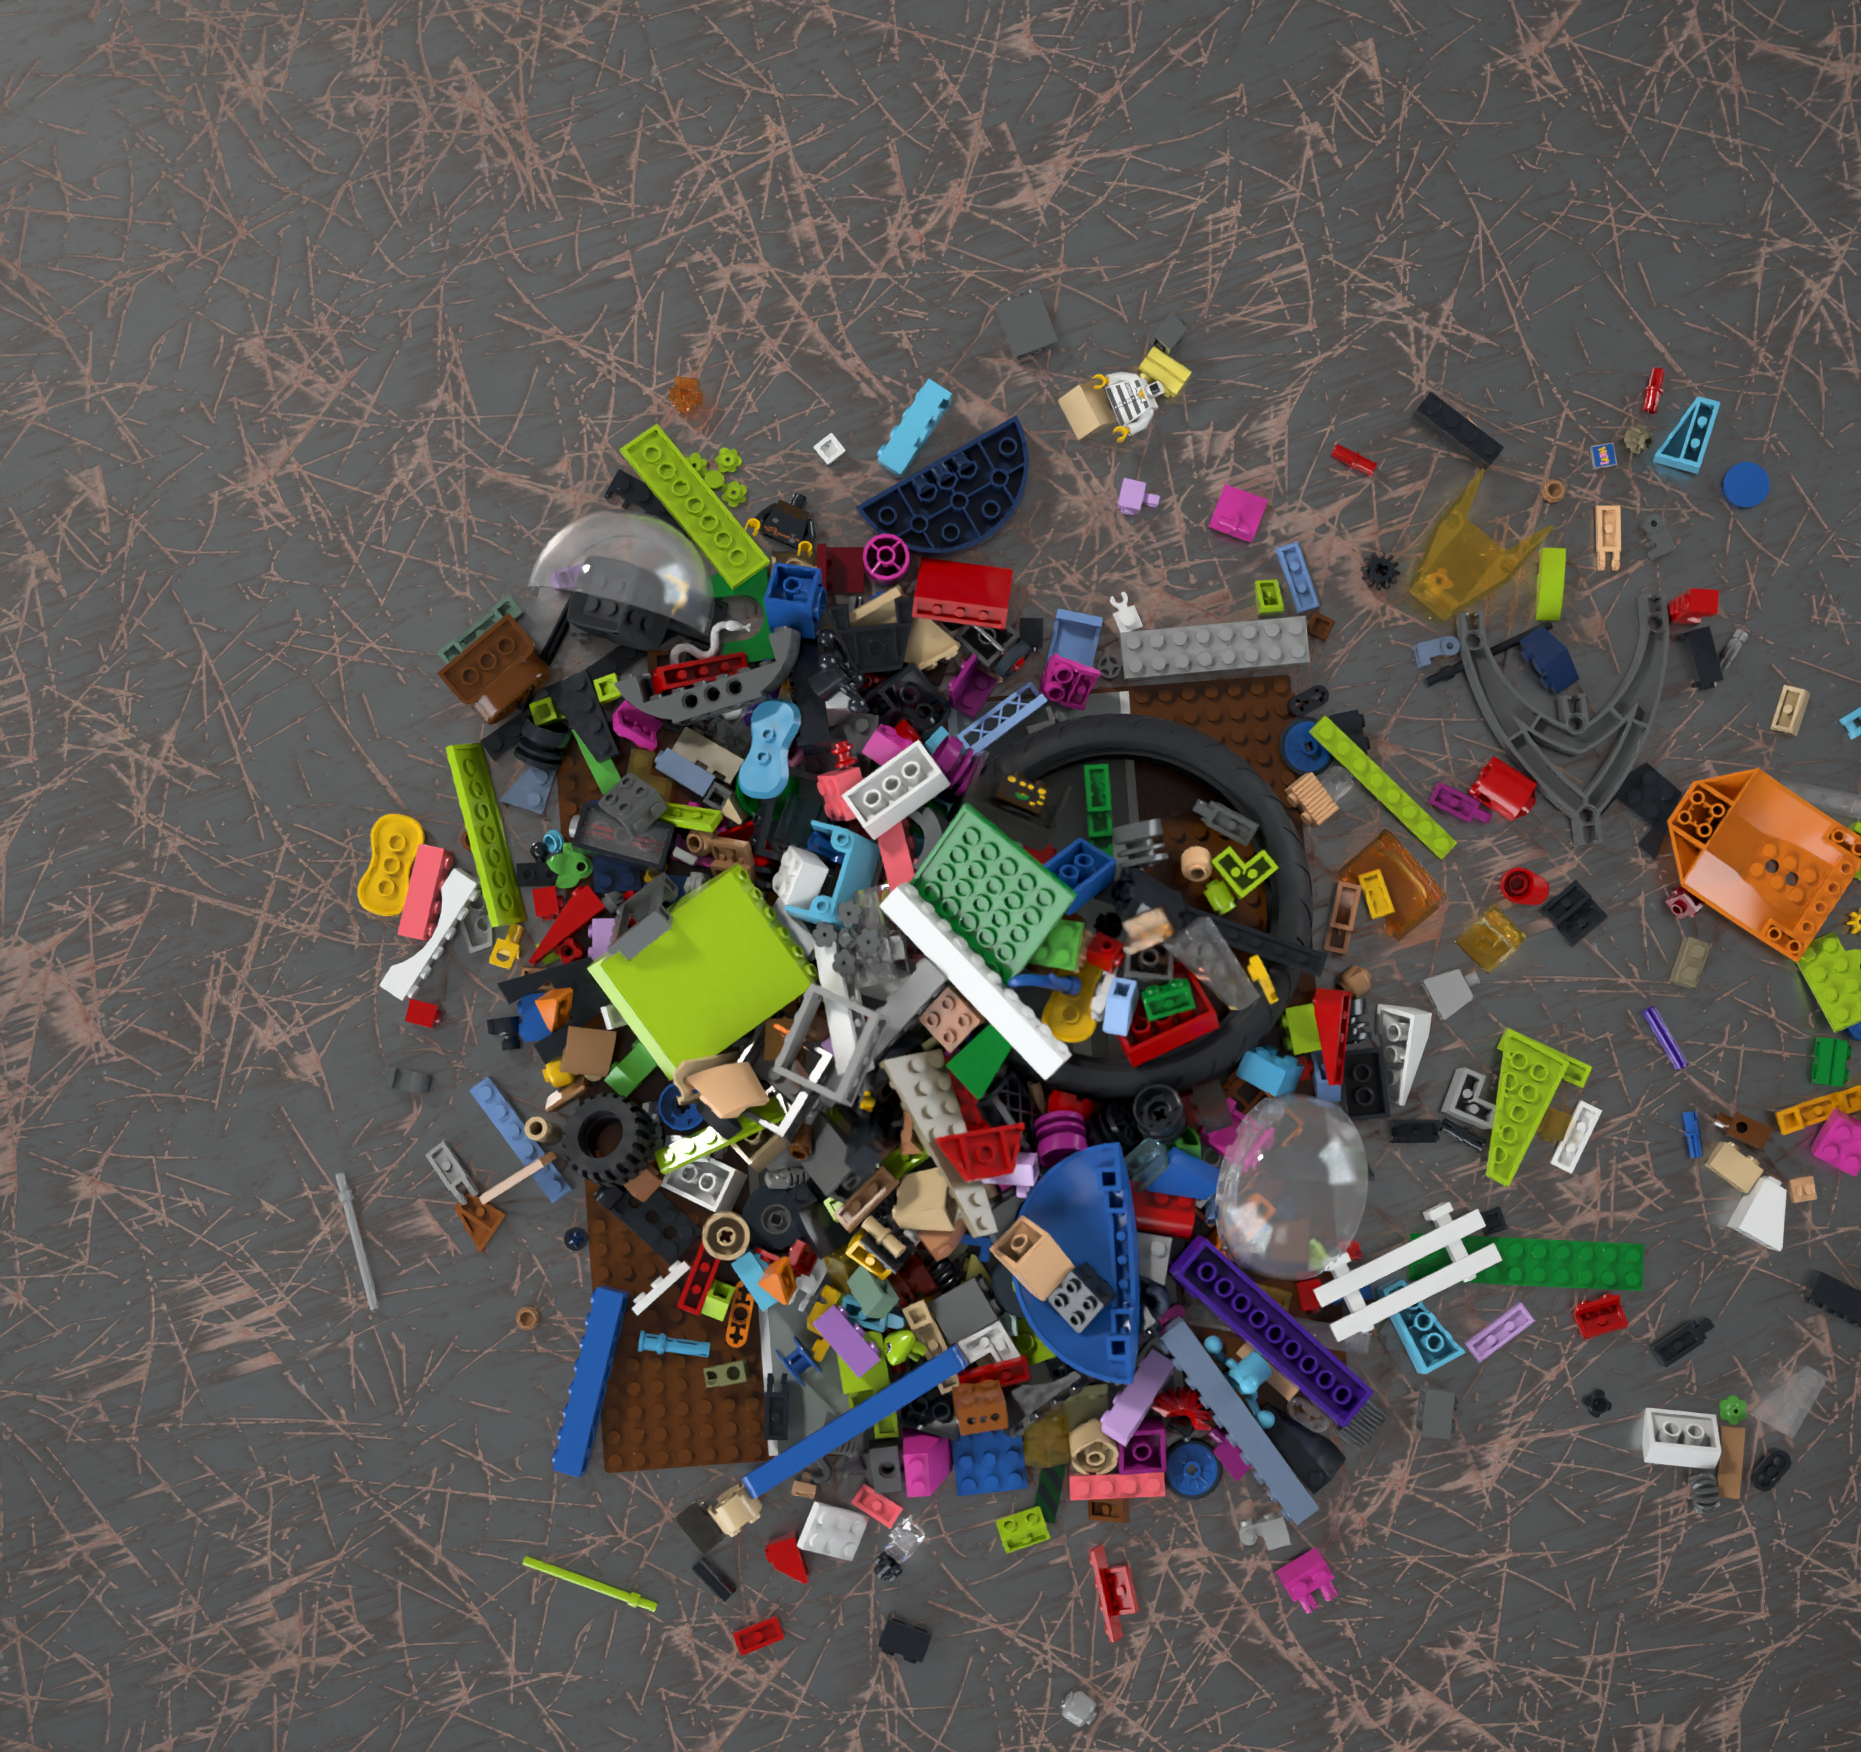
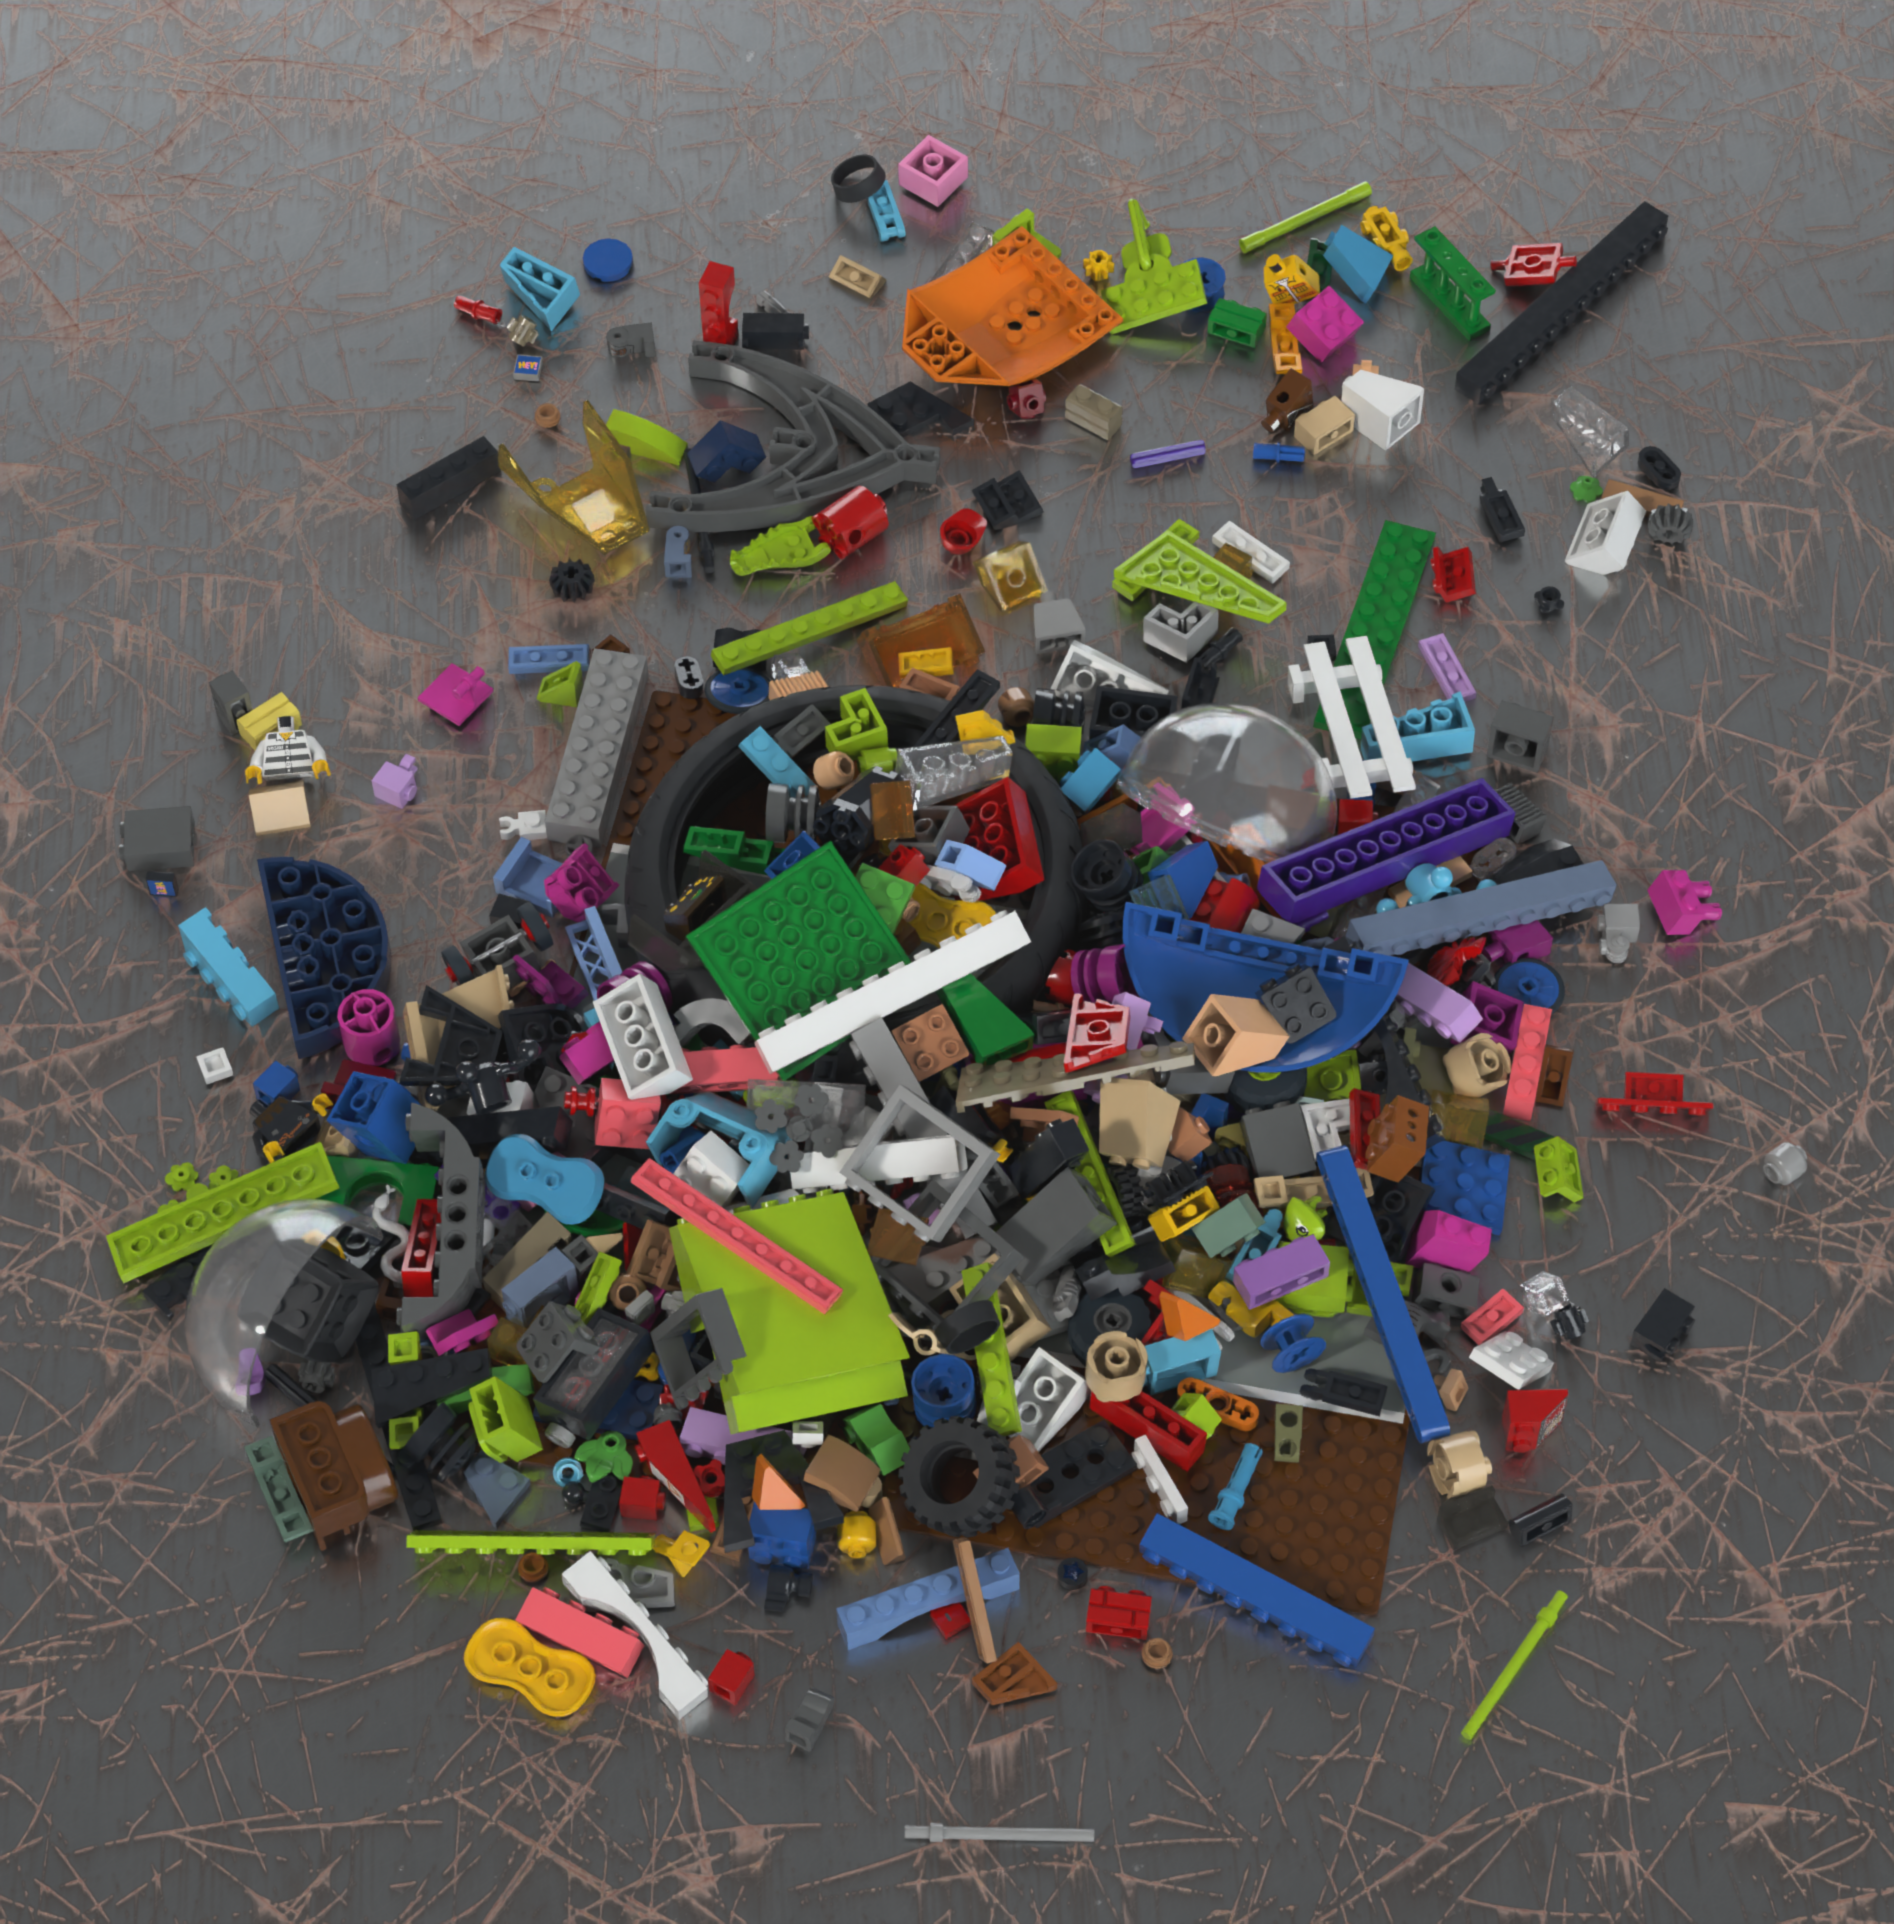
camera: 75 degrees left, 30 degrees down
(451, 1171) = (943, 1690): light grey hinge -> none
(512, 1161) = (950, 1619): none -> red tile
(543, 1131) = (923, 1559): tan brick -> none
(549, 1282) = (1118, 1613): none -> red brick
(567, 784) = (503, 1421): none -> lime brick
(682, 387) = (84, 1193): clear orange brick -> none
(729, 1089) = (939, 1295): light nougat slope -> none
(736, 919) = (736, 1236): none -> coral tile
(758, 1635) = (1623, 1485): red plate -> none
(801, 1144) = (1029, 1246): reddish brown cone -> none
(824, 505) = (276, 1082): none -> blue brick
(866, 1198) = (1115, 1194): medium nougat tile -> none
(883, 1236) = (1166, 1183): tan pin -> none
(962, 593) = (441, 949): red panel -> none
(984, 344) = (162, 883): none -> tile
(1068, 984) = (925, 917): blue plant -> none
(1167, 999) = (977, 816): green bracket -> none
(1188, 816) = (774, 761): none -> medium azure plate
(1332, 1020) = (1046, 708): red slope -> none
(1353, 459) = (440, 577): red axle -> none
(1458, 803) = (852, 570): magenta plate -> none
(1464, 738) = (782, 547): none -> lime animal
(1608, 535) = (615, 381): light nougat hinge -> none

